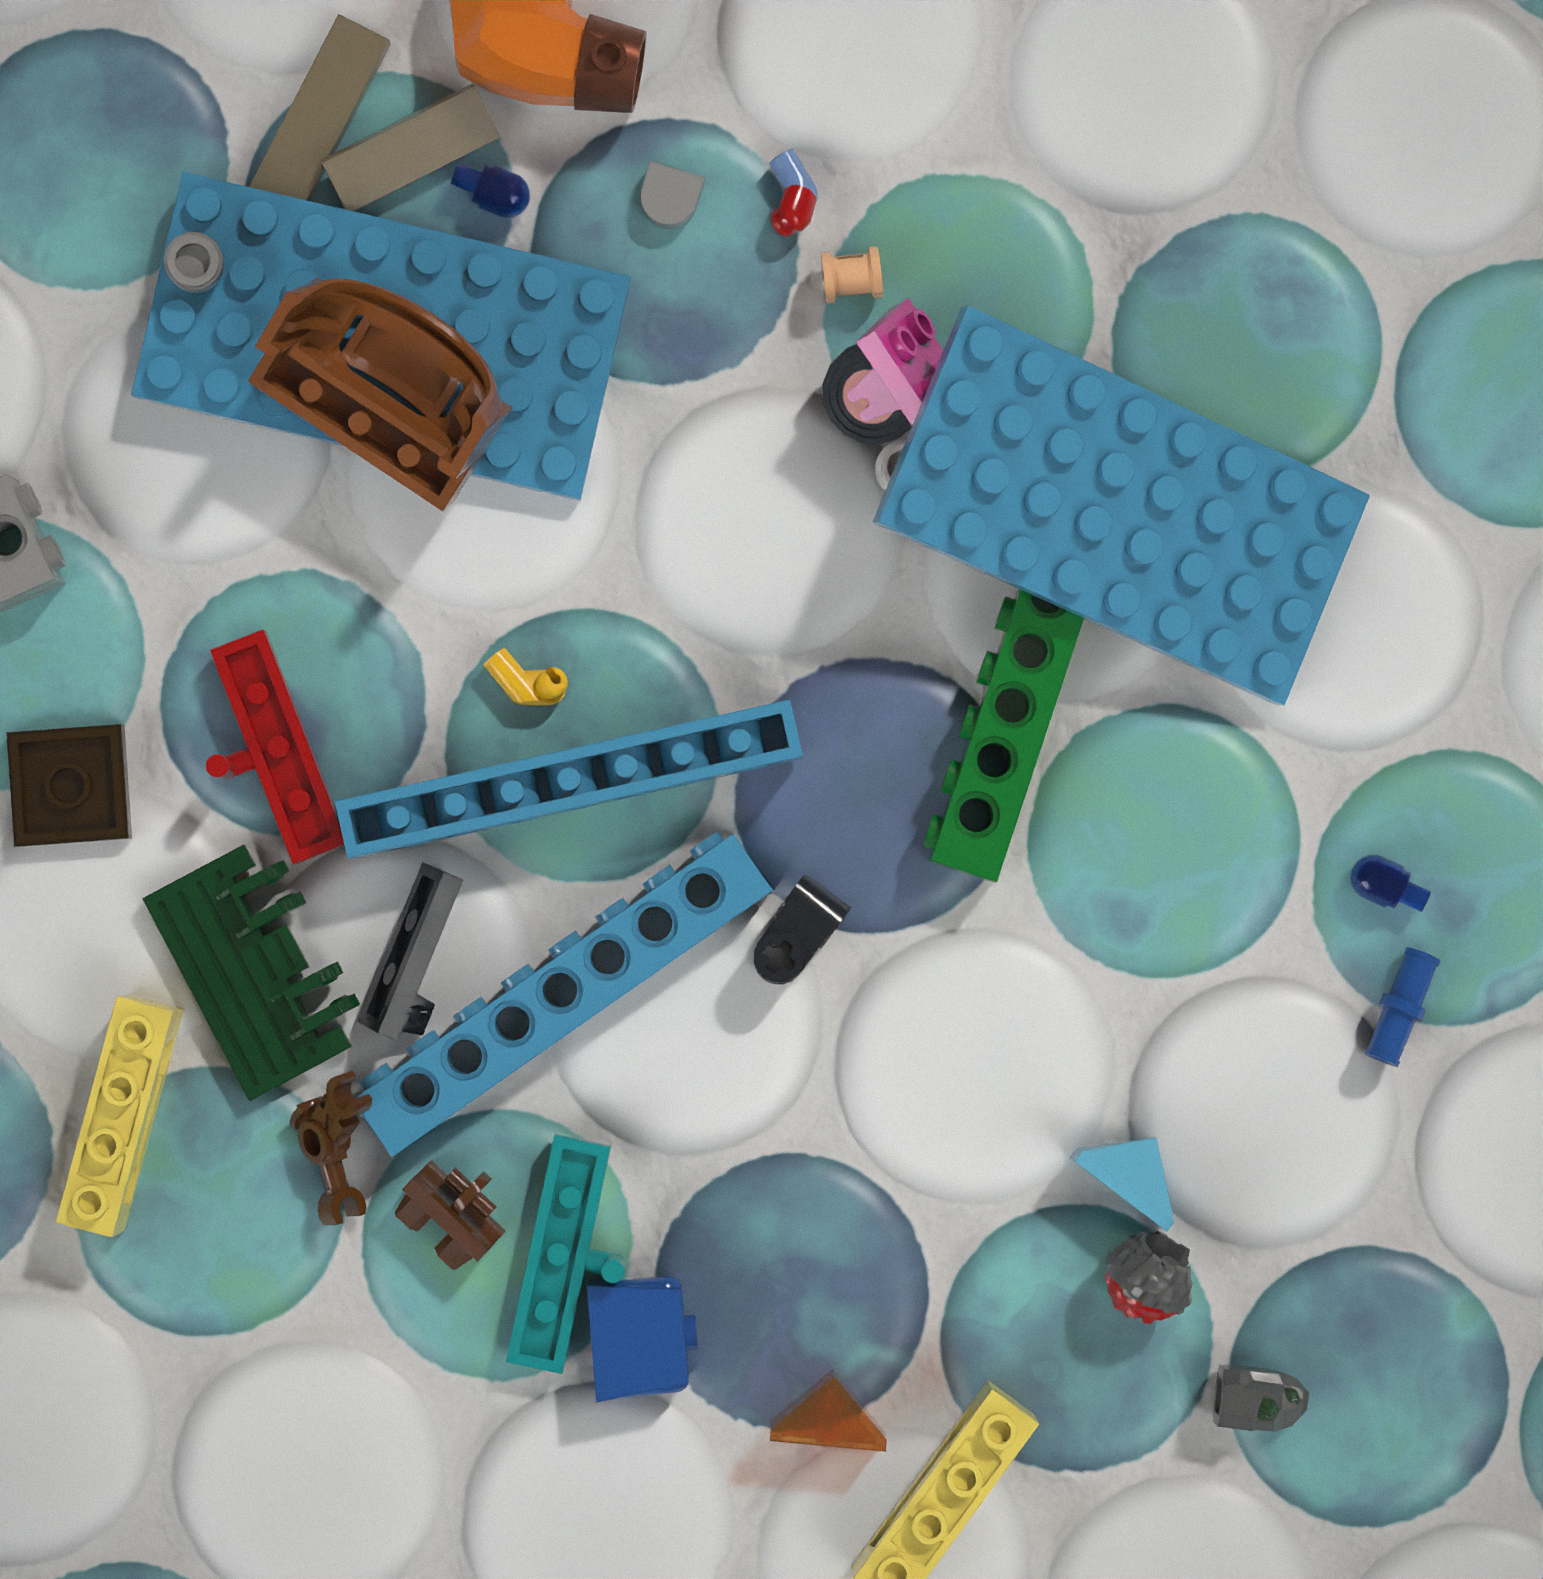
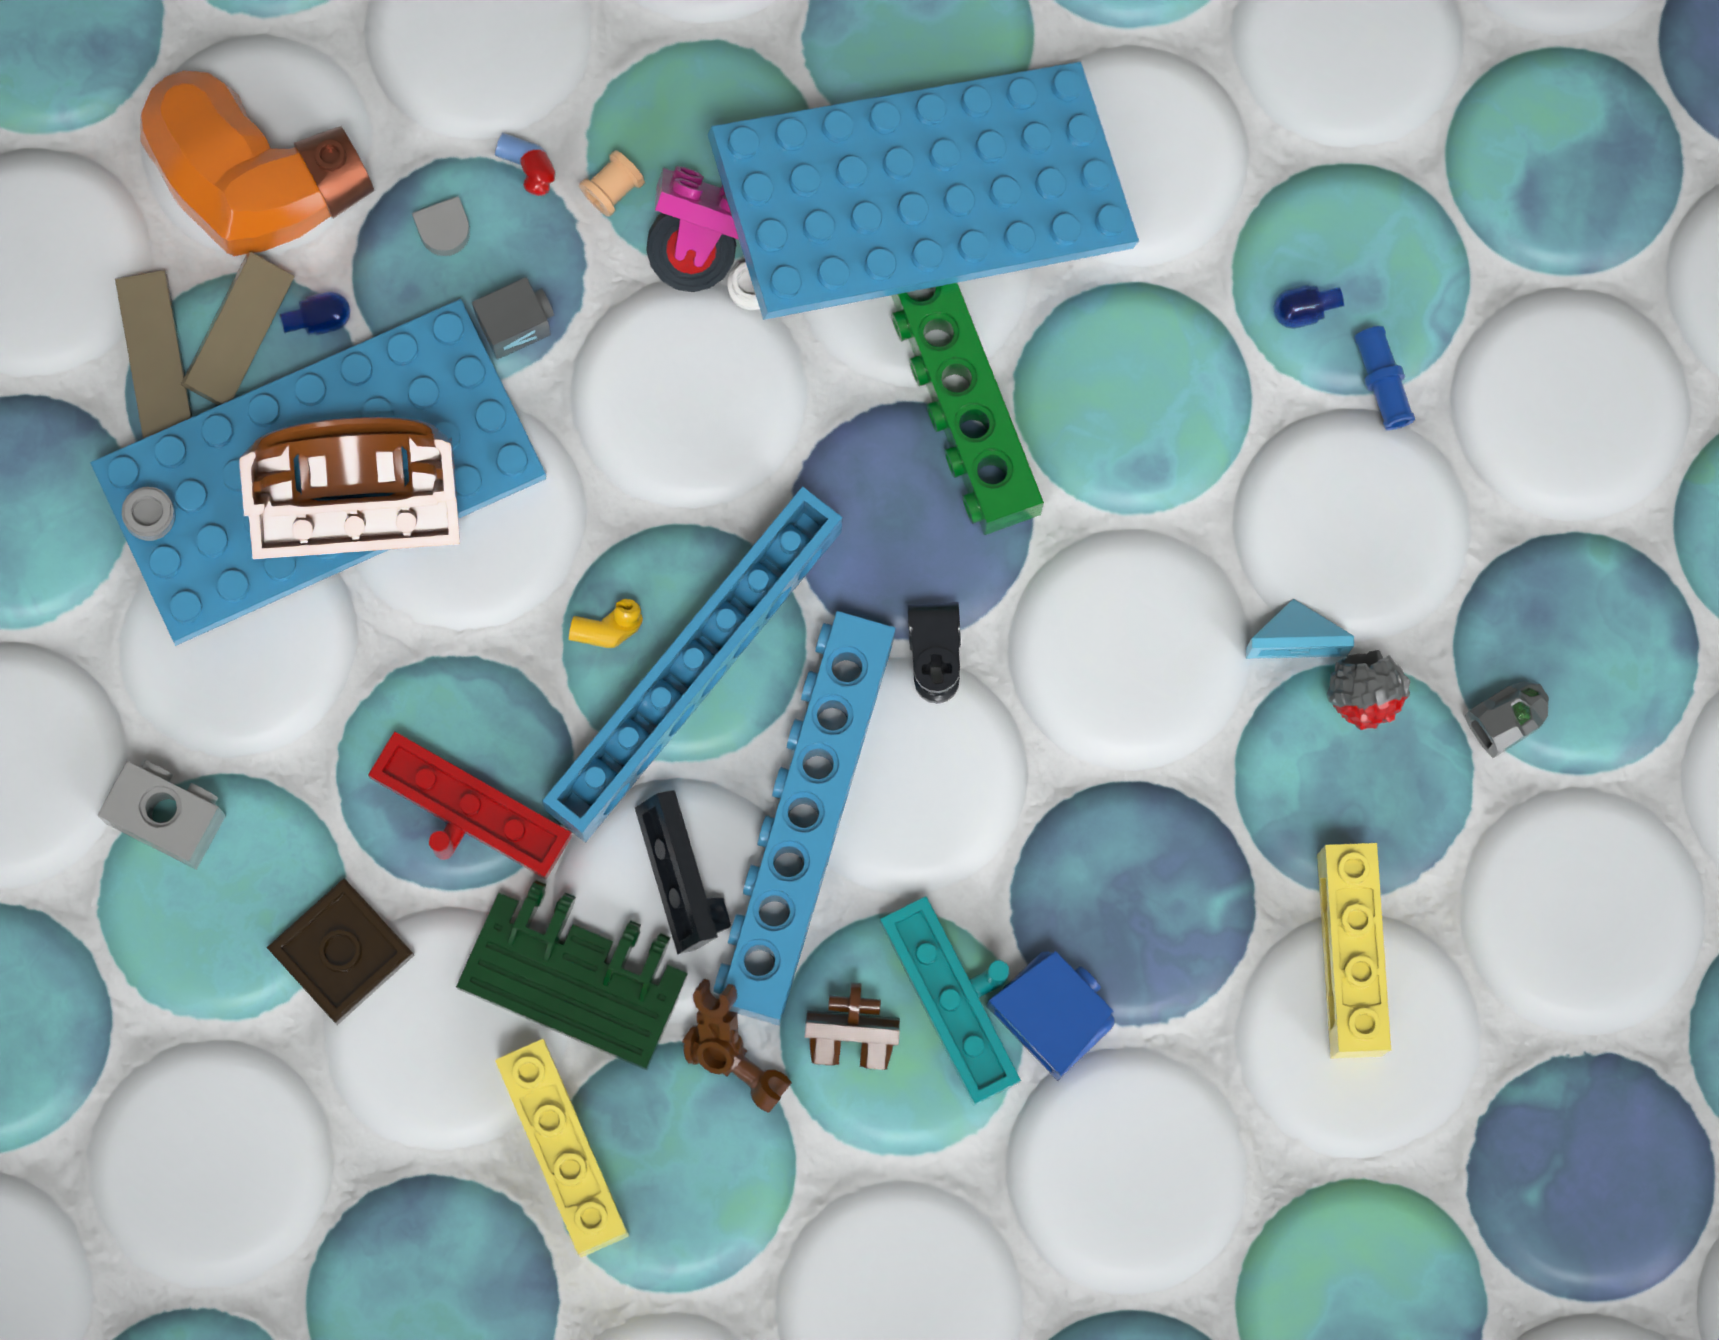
camera: 35 degrees left, 10 degrees down
(664, 331) = (513, 317): none -> dark grey brick
(828, 1417) = (1230, 959): clear orange slope -> none

